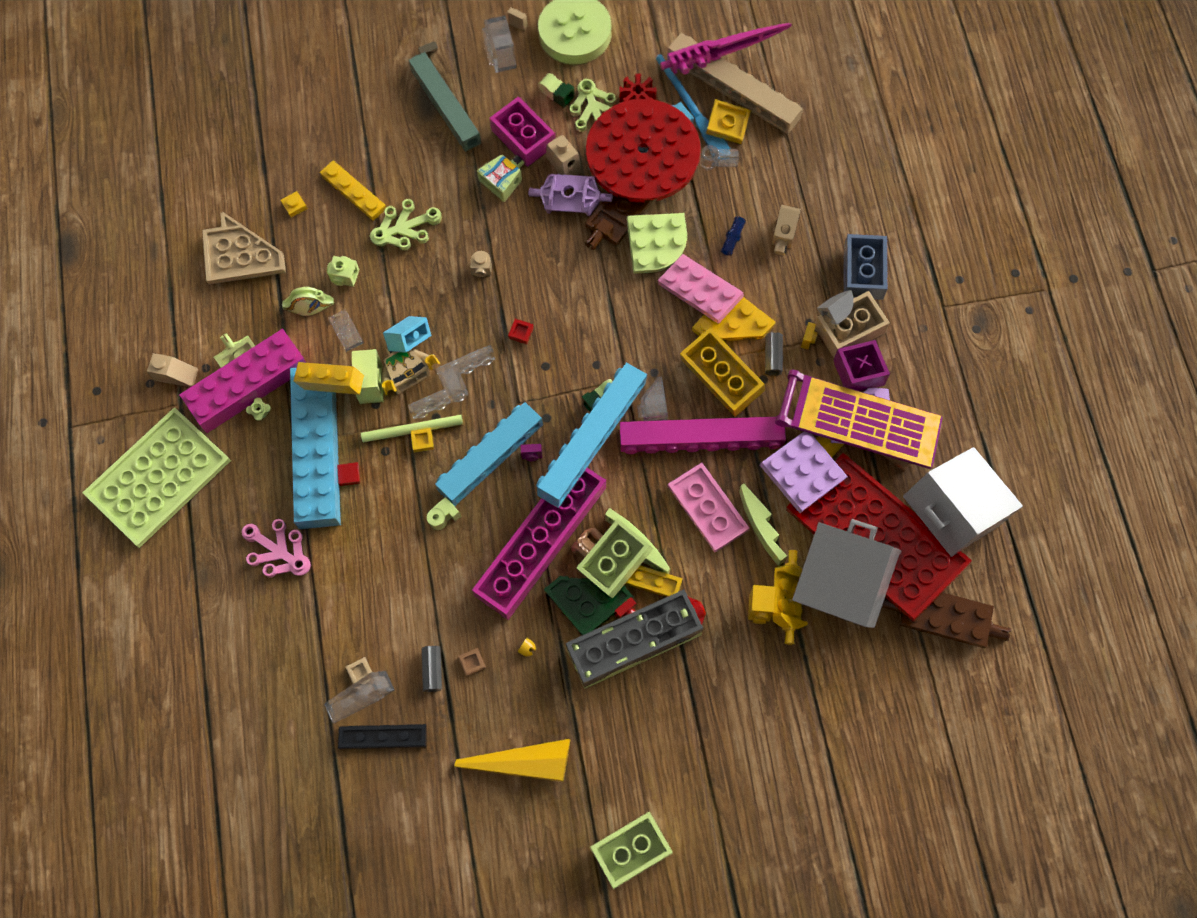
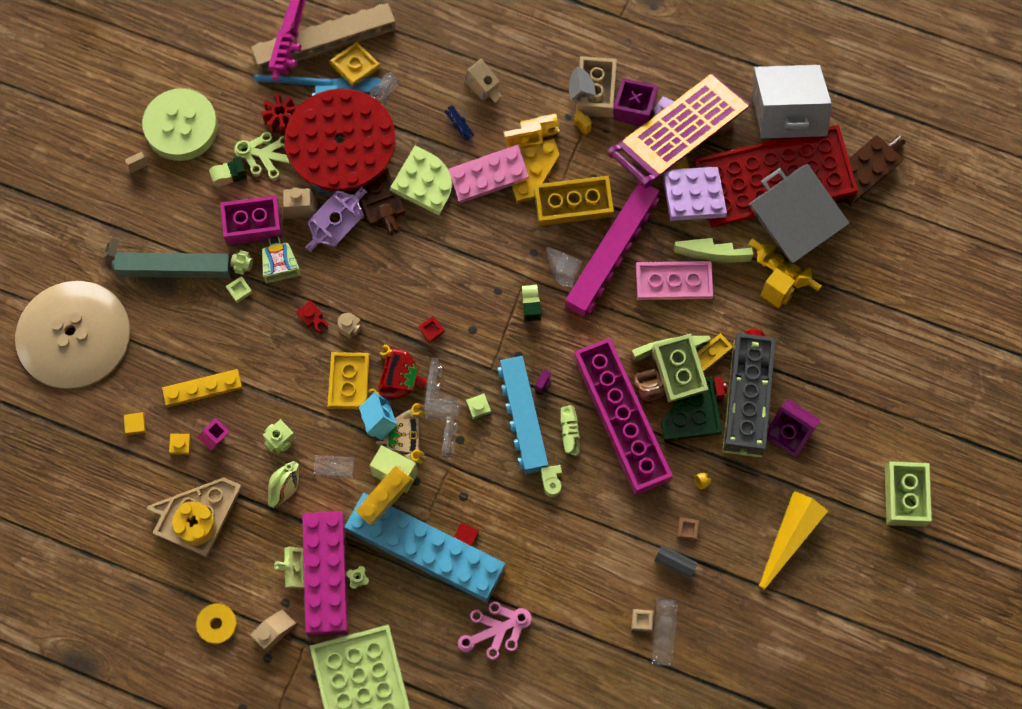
camera: 60 degrees left, 0 degrees up
(148, 319) = (213, 612): none -> yellow tile
(223, 252) = (200, 532): none -> yellow brick
(290, 161) = (134, 423): none -> yellow tile
(313, 220) = (213, 434): none -> dark pink brick
(342, 90) = (90, 352): none -> tan dish
(382, 736) = (706, 632): black tile -> none
(403, 226) = (269, 366): yellowish green plant -> none
(406, 429) = (458, 464): yellowish green piece -> none
(422, 440) = (475, 460): yellow plate -> none
(432, 294) = (348, 380): none -> yellow tile
(456, 162) = (239, 289): none -> yellowish green plate
(458, 329) = (398, 375): none -> red torso
(471, 231) = (311, 316): none -> red plate
(475, 413) = (478, 406): none -> yellowish green plate
(481, 148) = (241, 262): none -> yellowish green gear
(499, 44) = (154, 189): clear brick -> none
(499, 502) = (570, 430): none -> yellowish green hinge
(591, 435) = (567, 324): medium azure brick -> none
(631, 699) = (791, 427): none -> magenta slope
(767, 299) = (532, 131): none -> yellow plate
(774, 354) = (580, 156): dark grey axle -> none
(865, 265) = (554, 47): sand blue brick -> none

